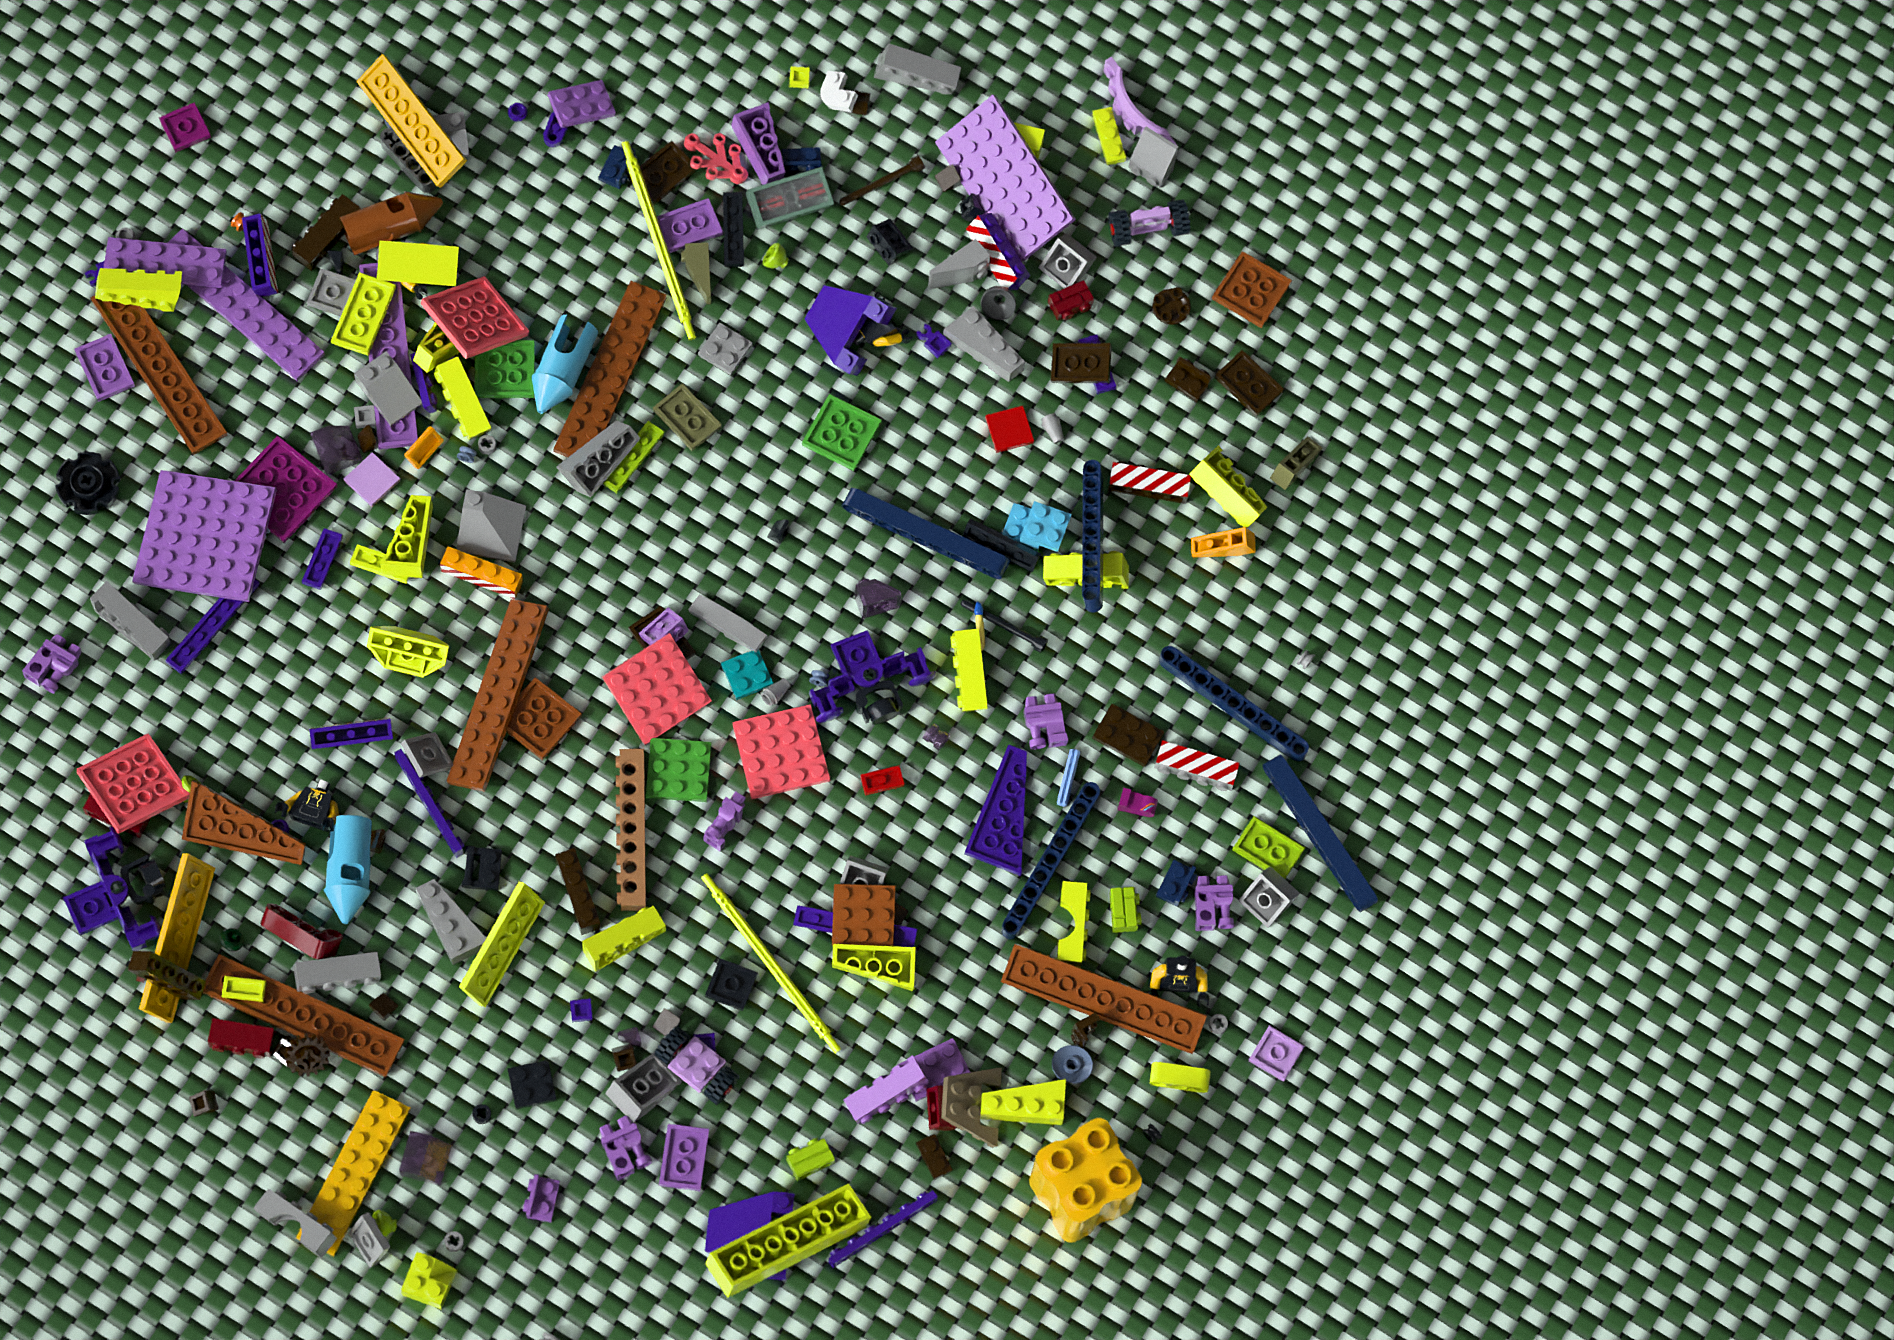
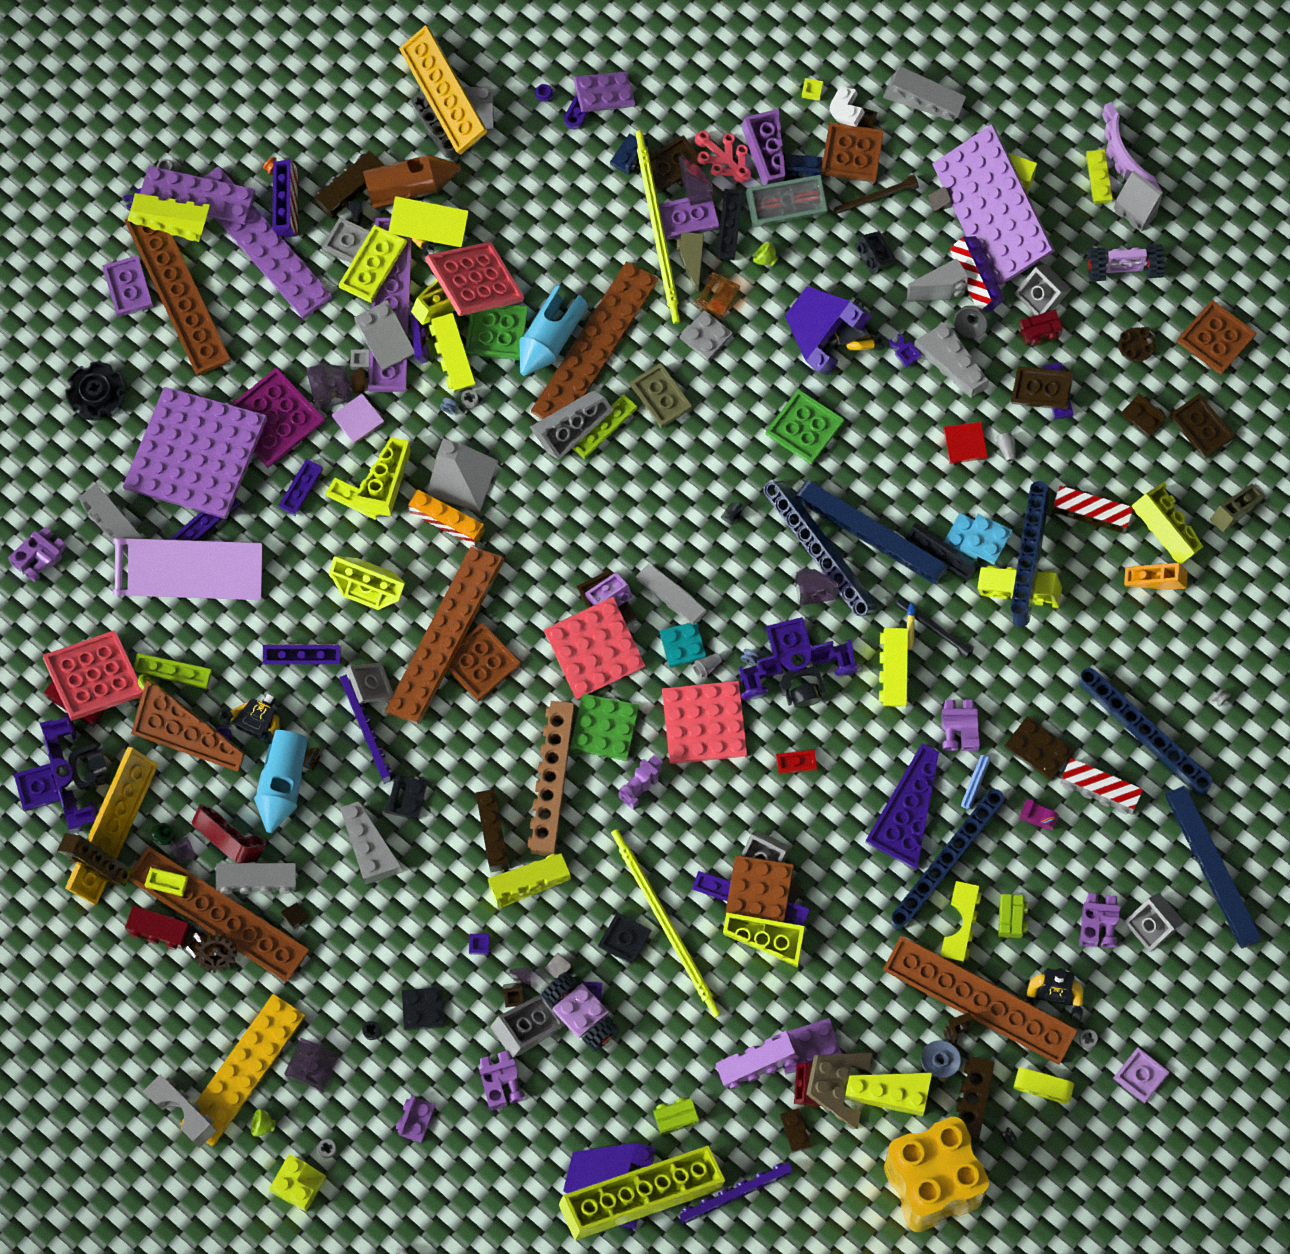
camera: 20 degrees right, 0 degrees up
(184, 127) = (234, 73): magenta plate -> none
(203, 1103) = (114, 984): dark brown slope -> none
(215, 768) = (172, 671): none -> lime plate
(218, 659) = (189, 569): none -> lavender flag
(254, 953) = (182, 850): none -> clear purple slope
(369, 1239) = (247, 1136): light grey plate -> none
(423, 447) = (410, 394): light orange tile -> none
(502, 944) = (413, 871): neon yellow plate -> none
(684, 1157) = (556, 1098): medium lavender plate -> none
(692, 190) = (695, 182): none -> clear purple slope
(736, 308) = (722, 297): none -> clear orange plate
(850, 139) = (852, 152): none -> dark orange plate
(866, 554) = (812, 544): none -> dark blue beam
(936, 736) = (853, 726): clear purple wheel -> none
(971, 208) = (957, 229): black slope -> none
(1118, 1069) = (983, 1069): none -> dark brown brick
(1176, 882) = (1066, 896): dark blue bracket -> none
(1268, 847) = (1160, 874): lime tile -> none

